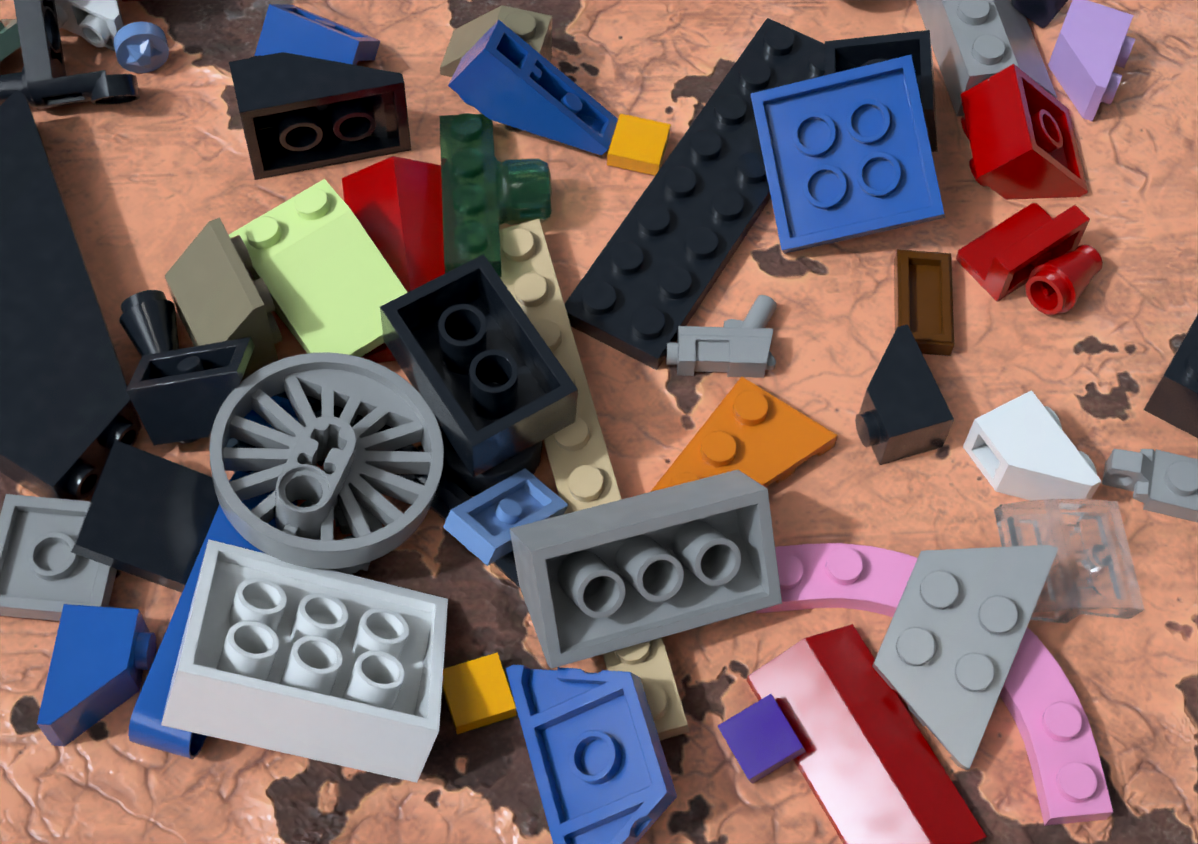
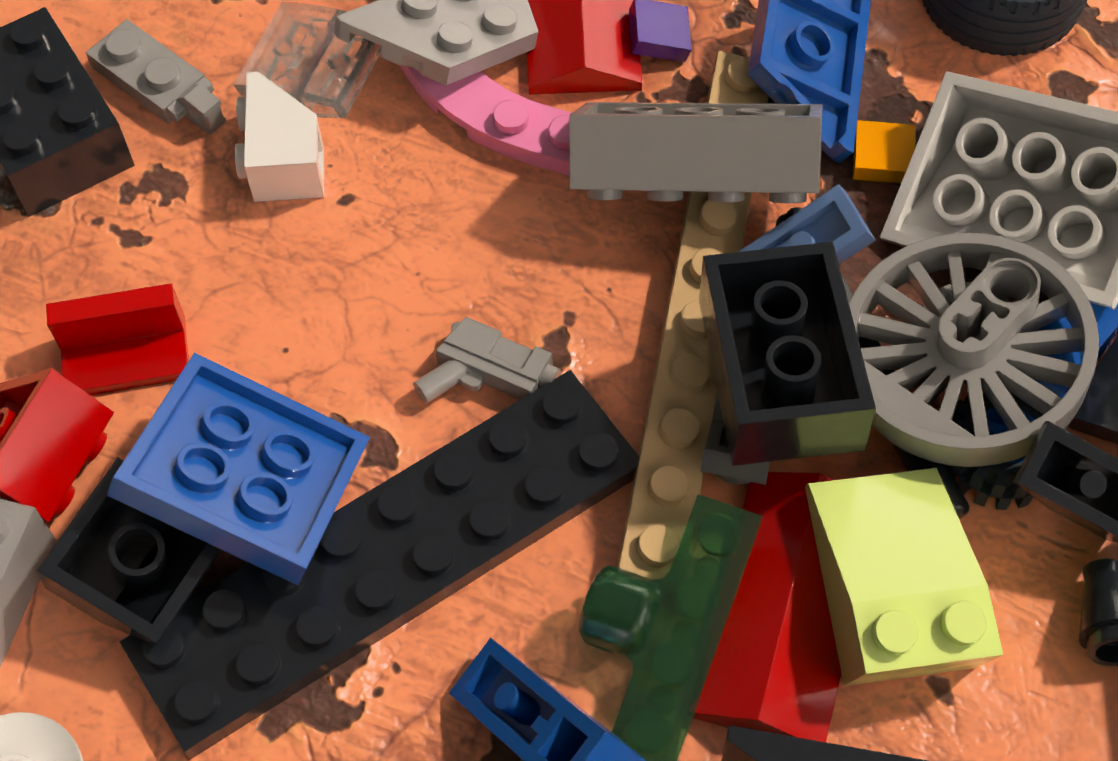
camera: 150 degrees left, 0 degrees up
(221, 298) = (1031, 582): dark tan slope -> none
(638, 144) = (444, 642): light orange tile -> none
(751, 435) = (546, 257): orange wing -> none
(903, 404) = (362, 231): black slope -> none
(925, 299) = (265, 328): reddish brown tile -> none
(1061, 281) = (111, 276): red cone -> none

